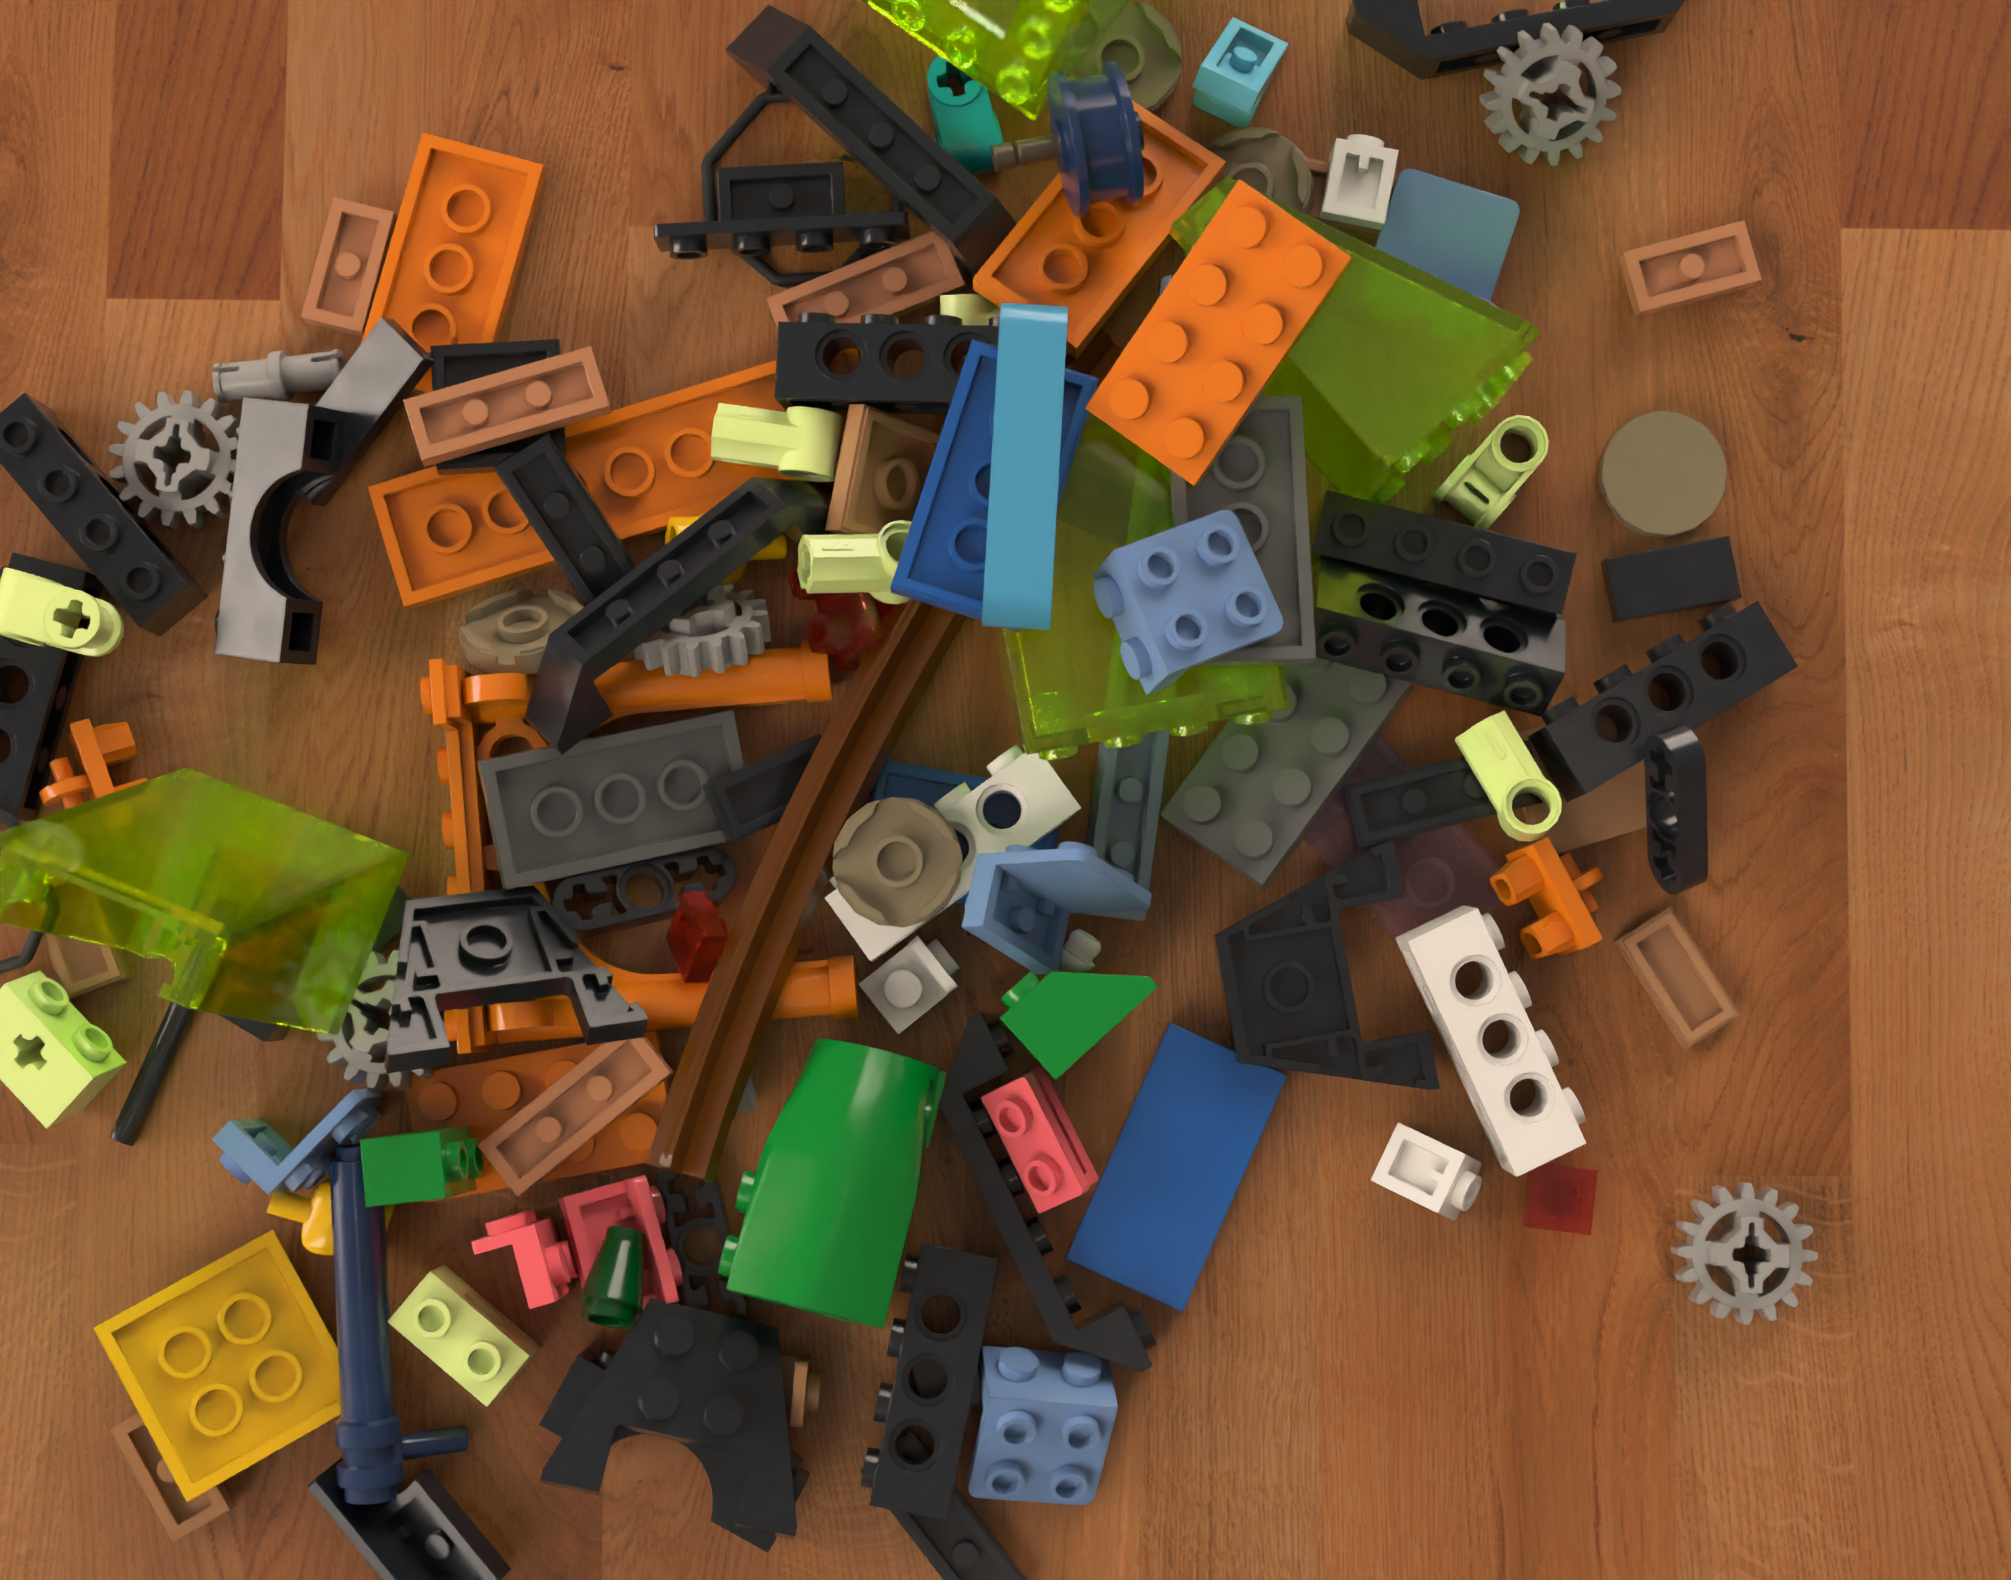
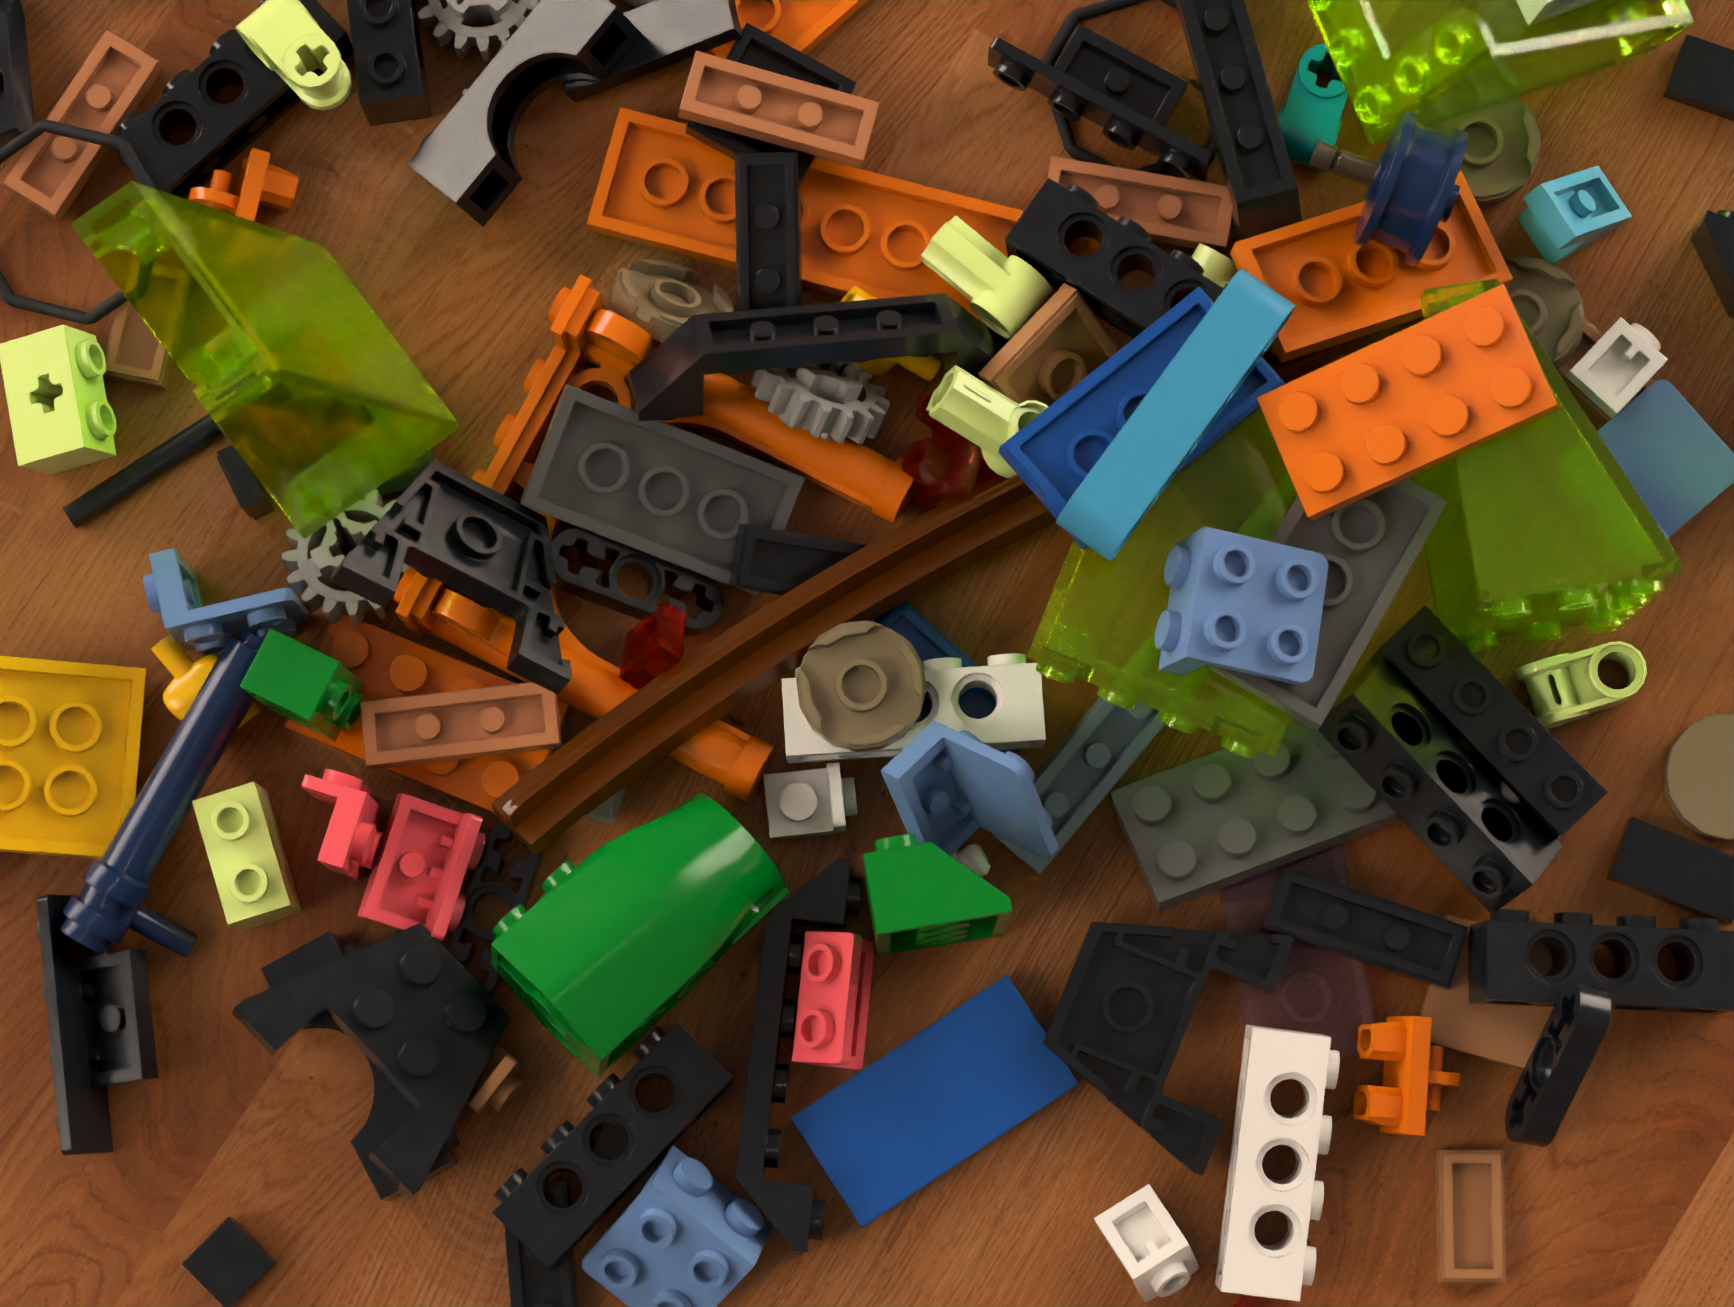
camera: 35 degrees right, 5 degrees down
(615, 1280) = (400, 889): dark green cone -> none
(1507, 771) = (1429, 940): yellowish green piece -> none

